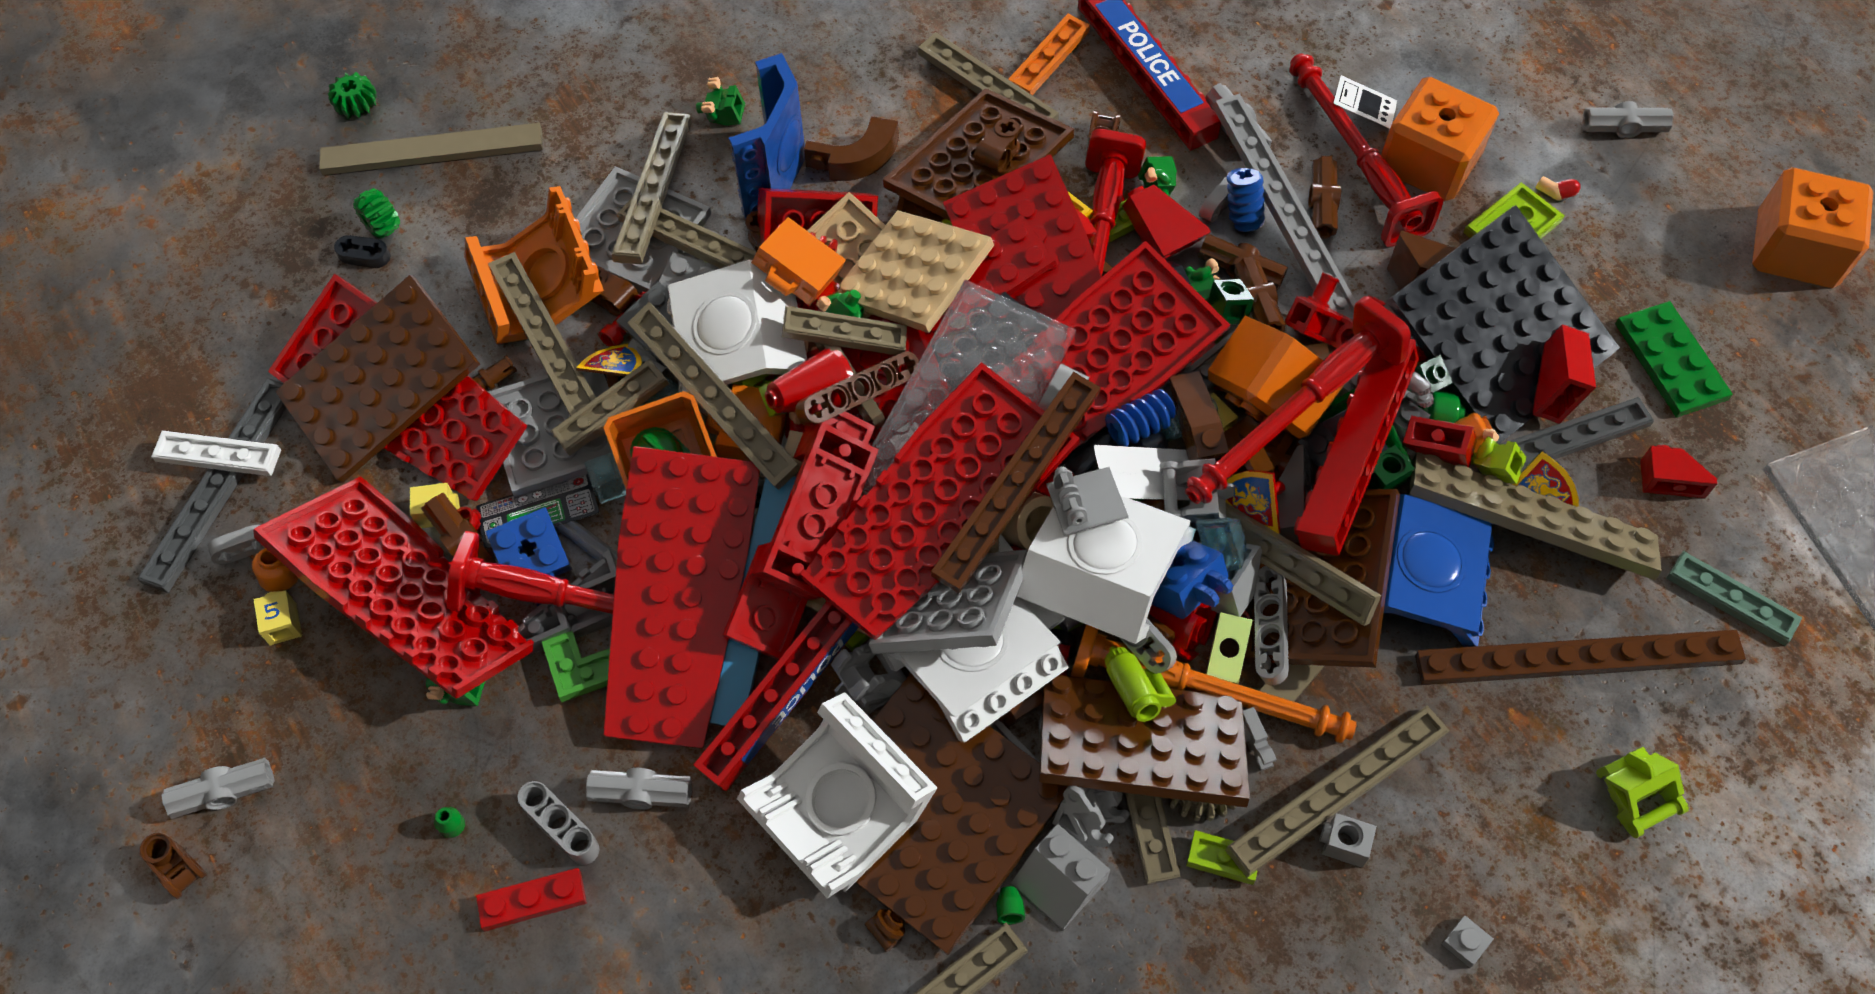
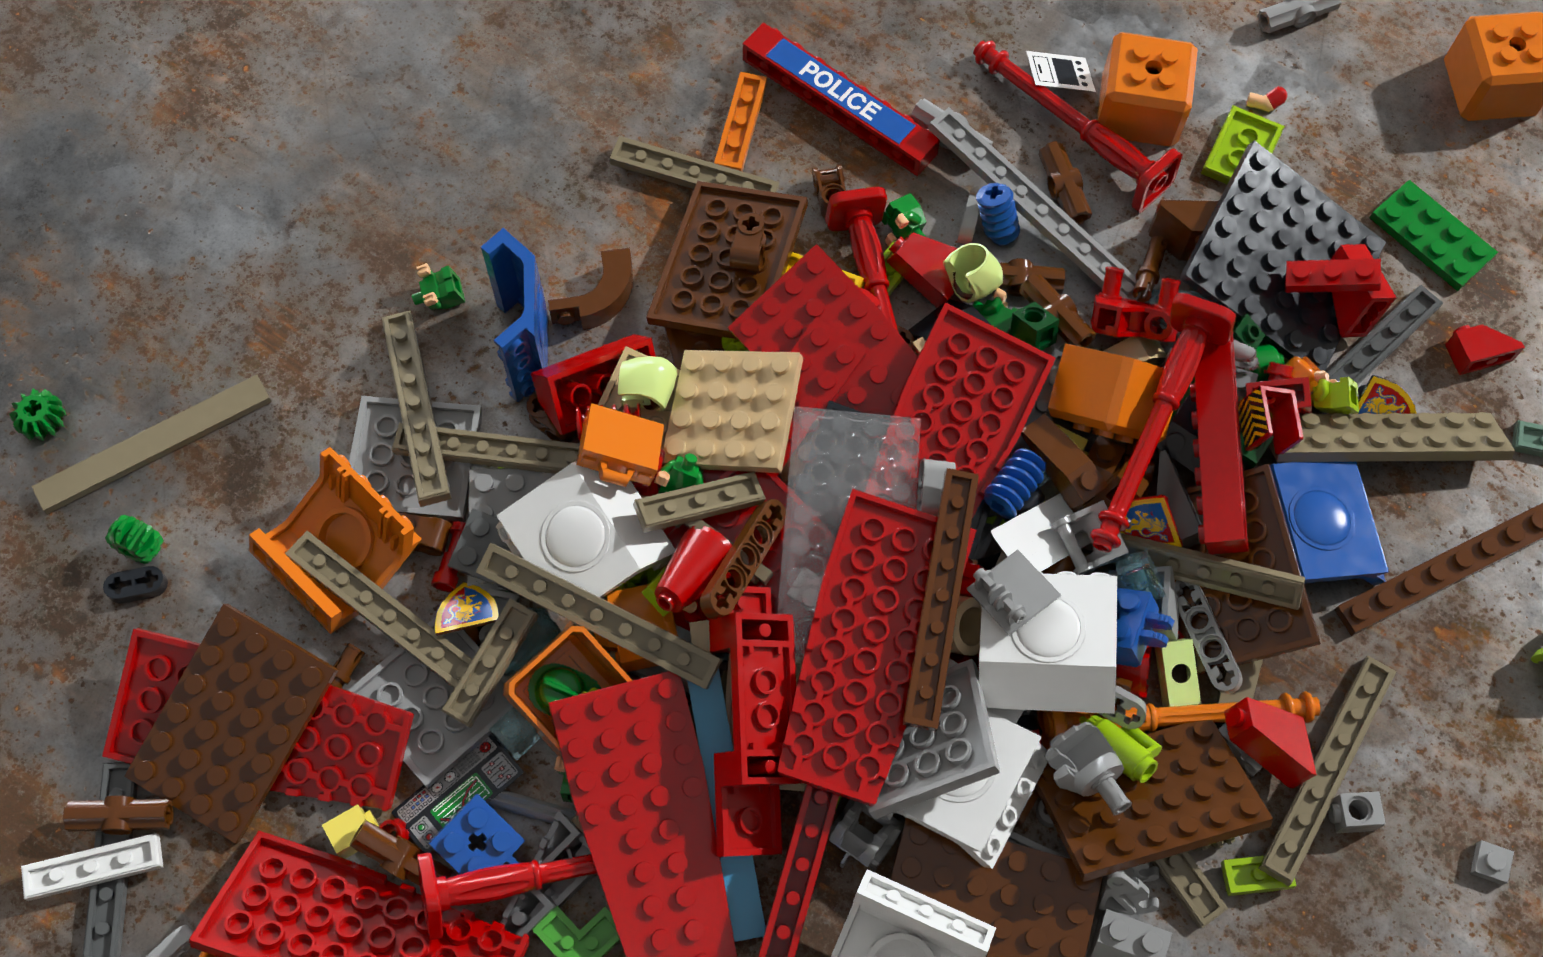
camera: 25 degrees left, 5 degrees up
(255, 419) = (118, 815): none -> reddish brown piece
(851, 223) = (646, 382): none -> yellowish green piece
(1091, 681) = (1087, 765): none -> light grey piece
(1195, 236) = (973, 272): none -> yellowish green piece
(1290, 737) = (1272, 739): none -> red slope
(1374, 288) = (1149, 272): none -> reddish brown pin
(1430, 443) = (1269, 418): none -> red piece
(1451, 415) = (1278, 371): none -> red plate
(1540, 347) = (1333, 275): none -> red plate

